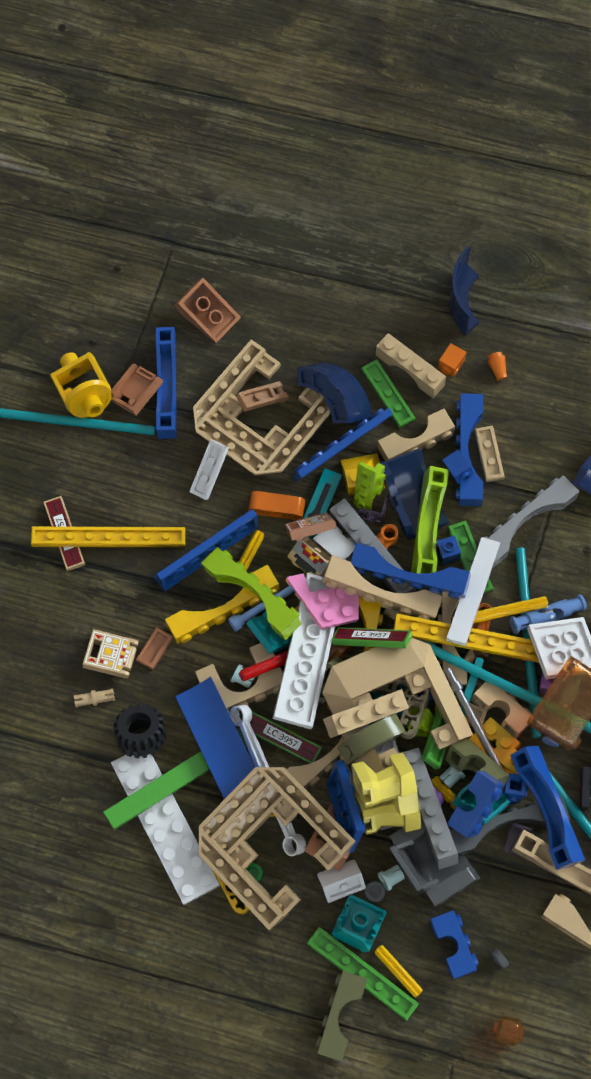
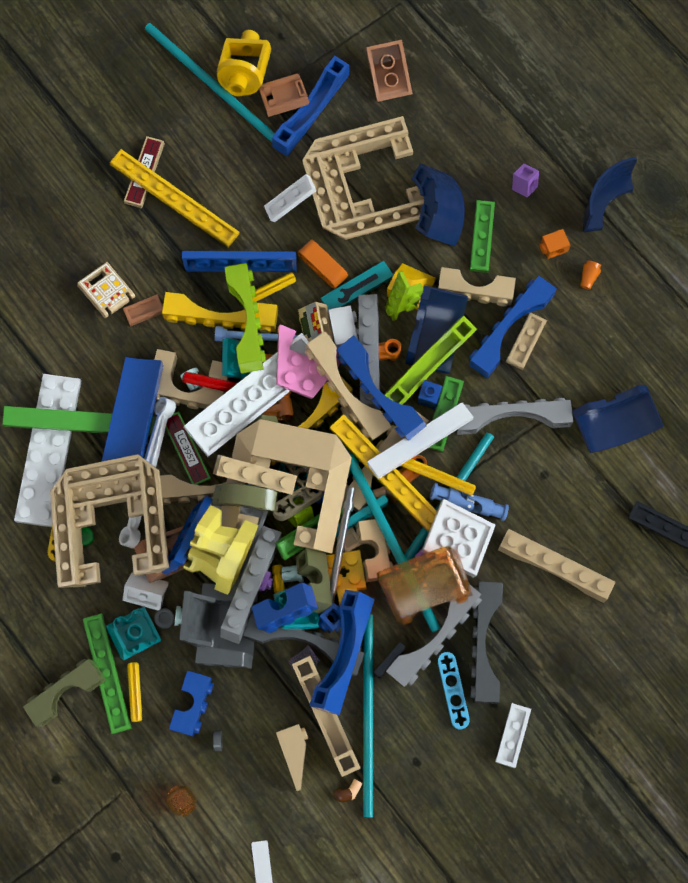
camera: 35 degrees right, 5 degrees up
(94, 697) = (69, 315): tan pin -> none
(136, 718) = (83, 352): black tyre -> none
(262, 396) = (378, 168): medium nougat plate -> none
(309, 526) = (331, 297): nougat container -> none
(346, 439) = (418, 249): blue plate -> none
(372, 516) = (391, 325): clear purple bracket -> none
(372, 637) = (310, 419): tile -> none
(389, 323) = (525, 180): none -> medium lavender brick
(424, 374) = (521, 237): tan arch -> none
(458, 467) = (487, 332): blue brick -> none

